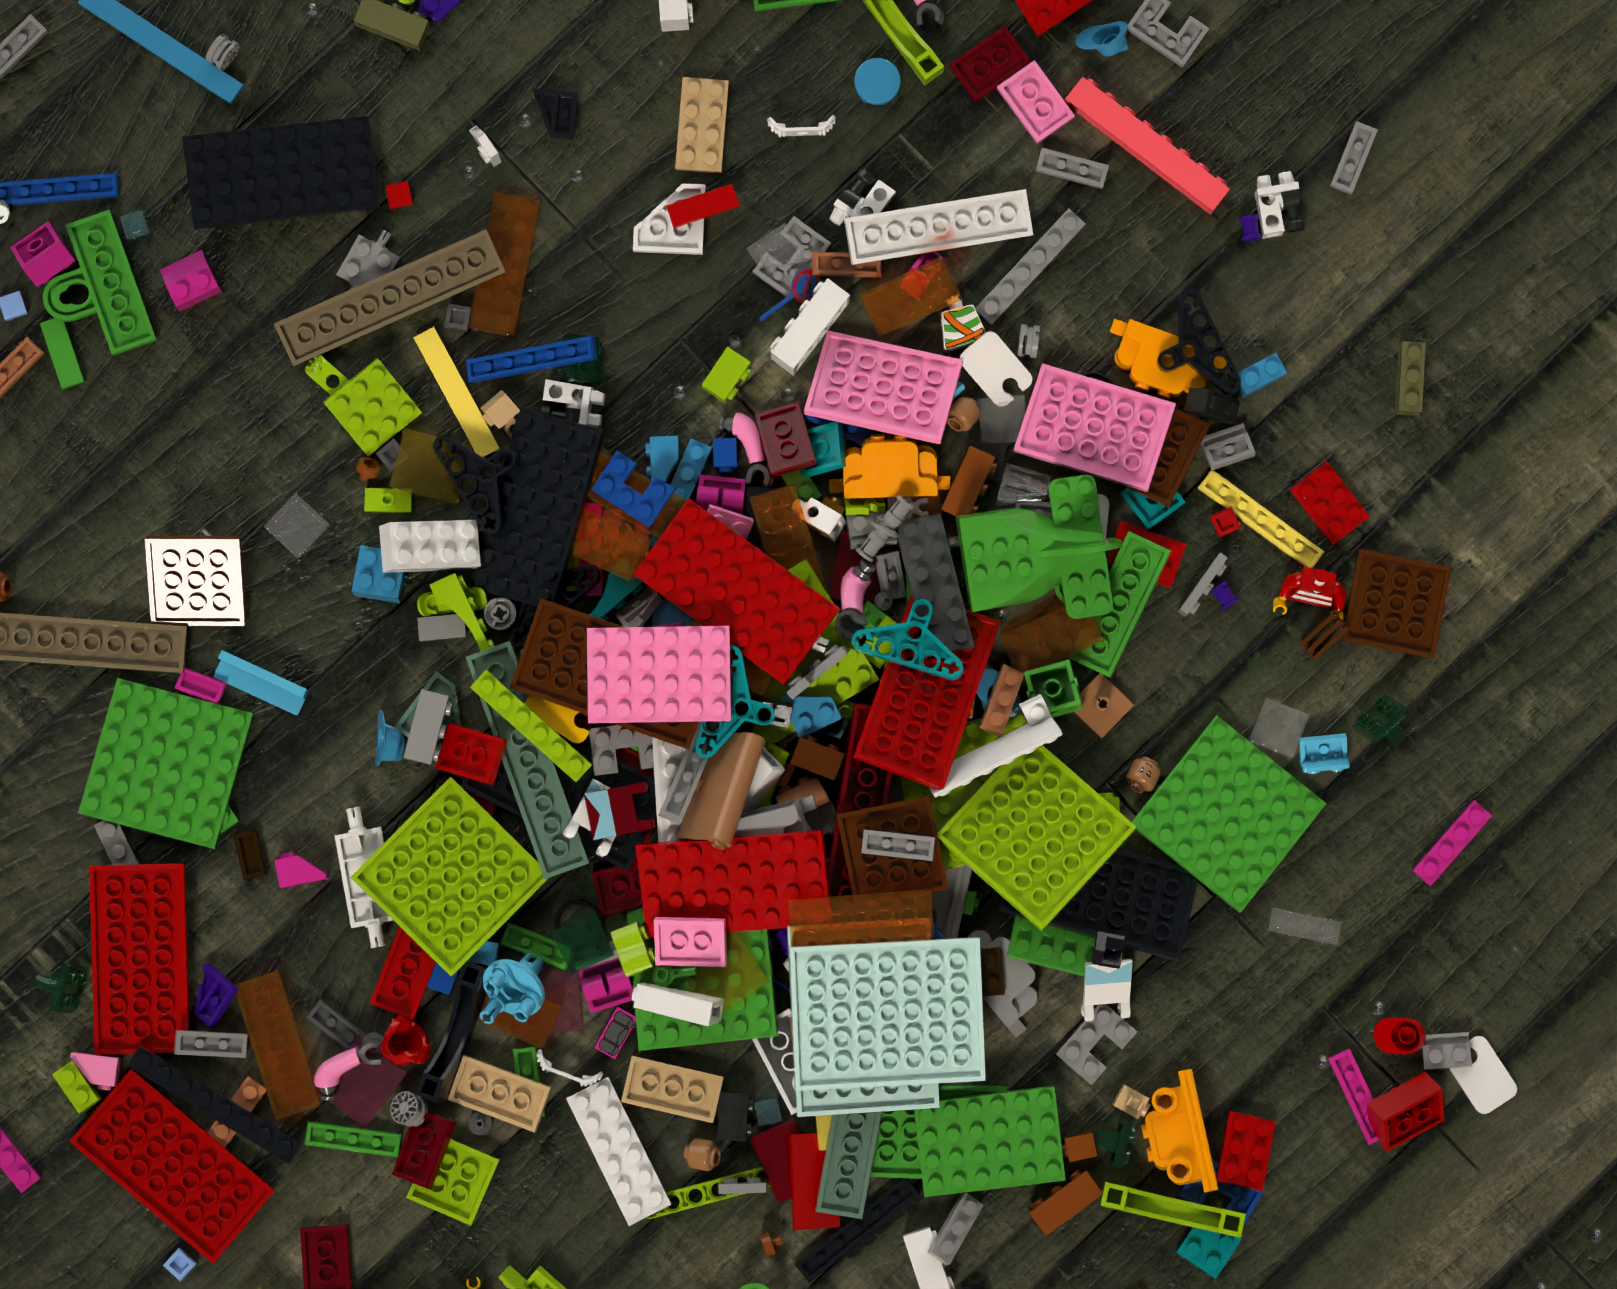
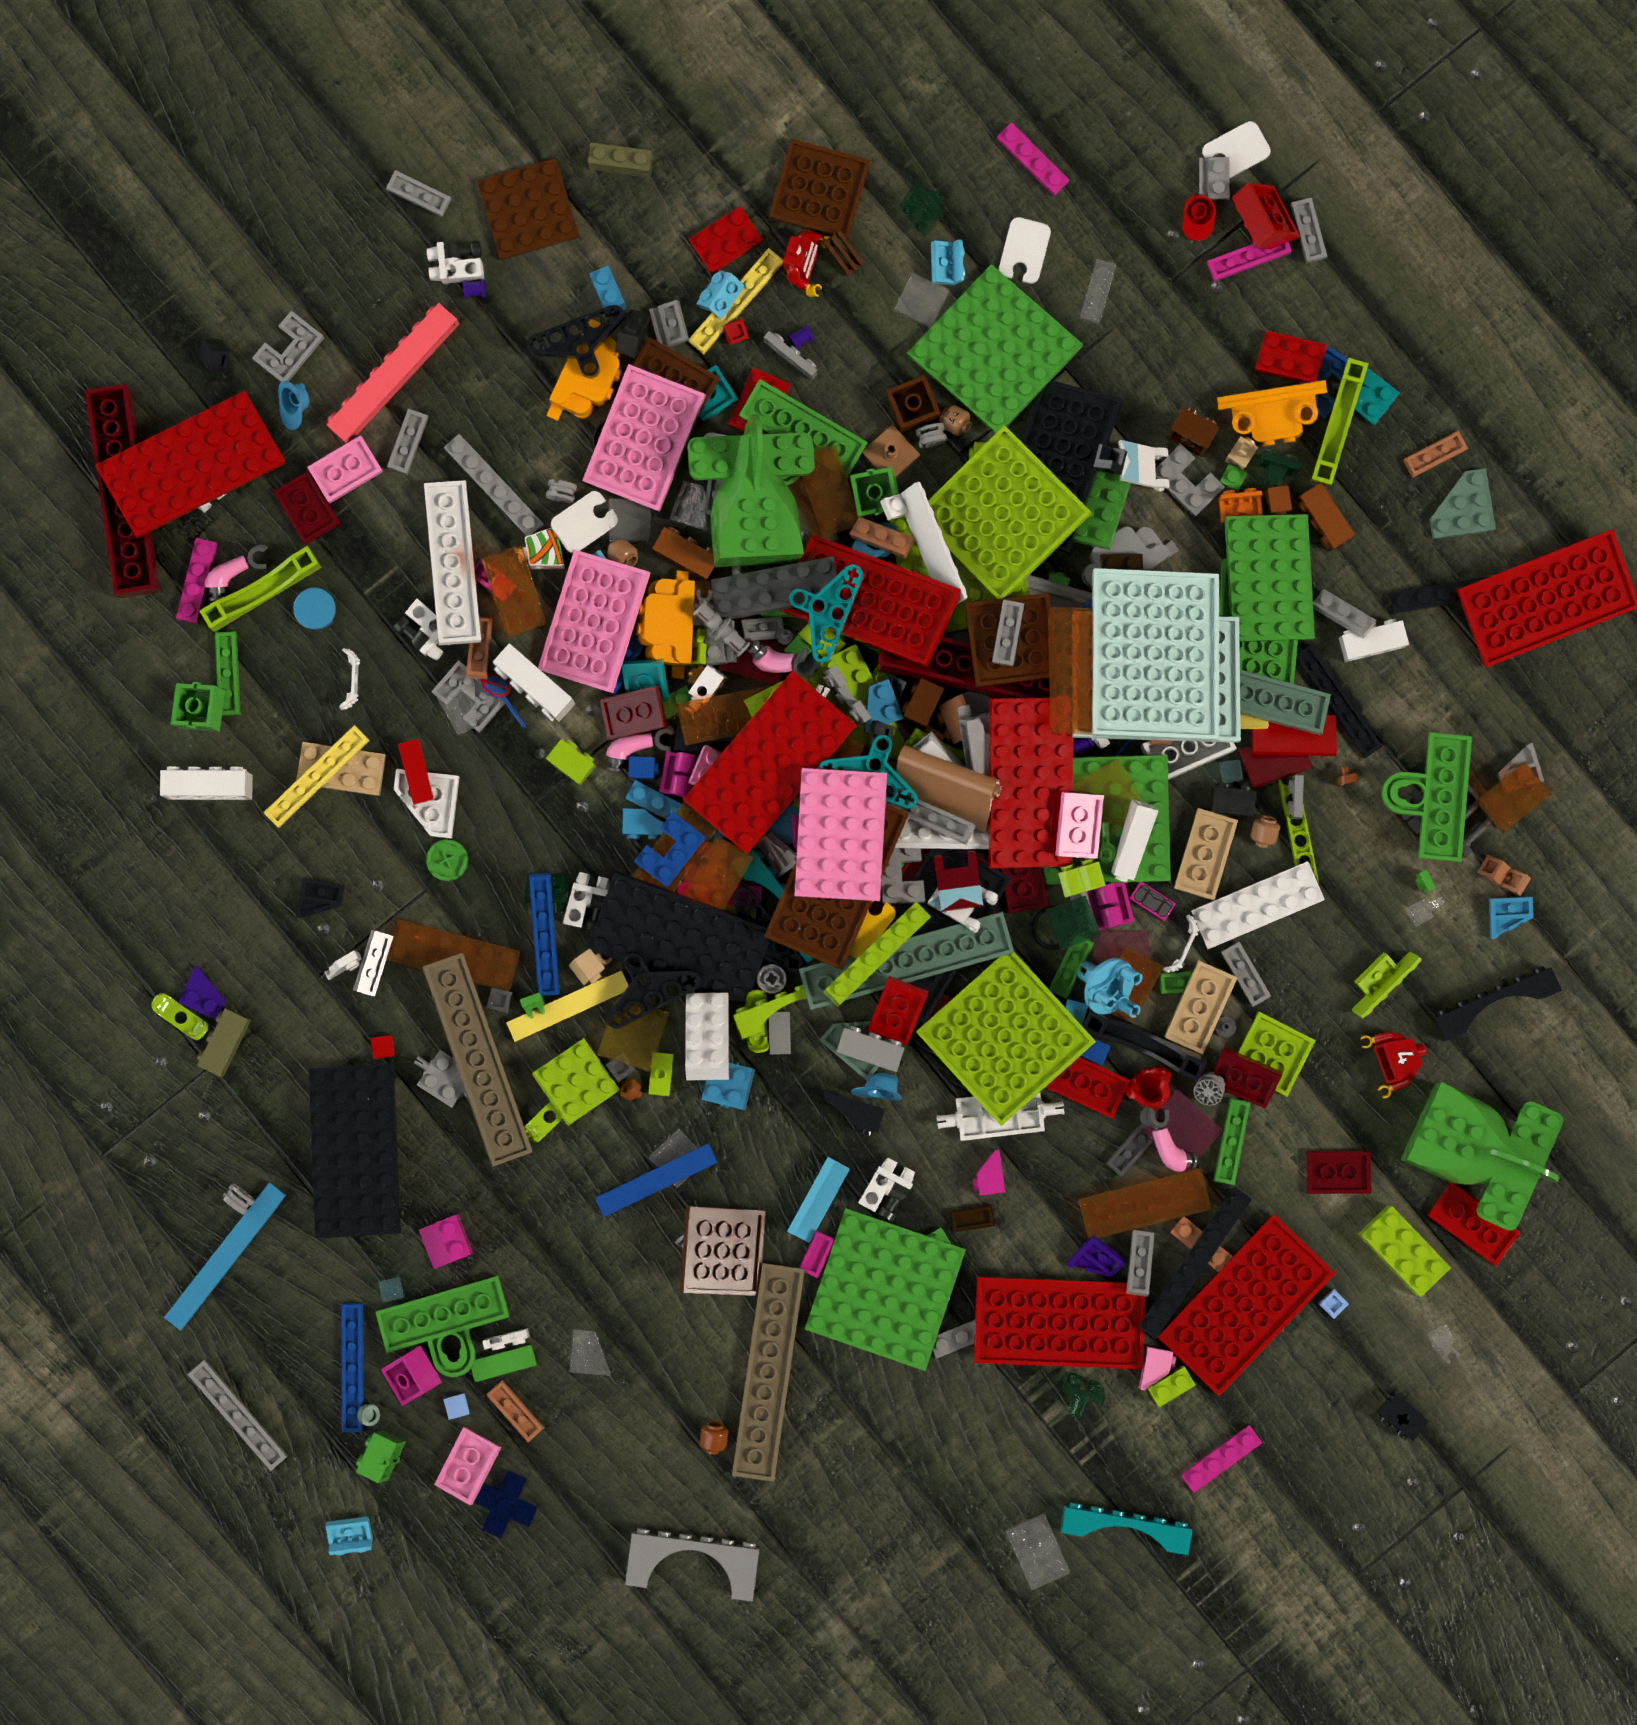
camera: 85 degrees left, 0 degrees up
(76, 442) = (587, 1354): none -> clear wing
(85, 346) = (498, 1341): none -> white wing
(270, 503) = (656, 1180): none -> blue tile
(282, 759) = (889, 1184): none -> white hips
(357, 722) = (859, 1113): none -> black slope
(457, 354) = (532, 1002): none -> bright green tile
(489, 176) = (373, 963): none -> plate
(540, 1142) = (1246, 974): none -> light grey plate
(609, 248) = (447, 860): none -> bright green tile
(690, 98) = (316, 776): none -> light yellow tile
(1071, 1105) = (1240, 504): none -> orange bracket
(1103, 1094) = (1233, 477): none -> bright green plate
(1120, 748) = (931, 435): none -> light grey wheel
(1150, 1044) = (1193, 431): none -> reddish brown brick
(1157, 725) = (913, 404): none -> reddish brown brick
(1266, 501) = (720, 293): none -> medium azure bracket
(1346, 280) = (528, 209): none -> reddish brown plate
(1352, 841) = (1026, 245): none -> white piece
(1395, 1163) = (1309, 230): none -> light grey plate

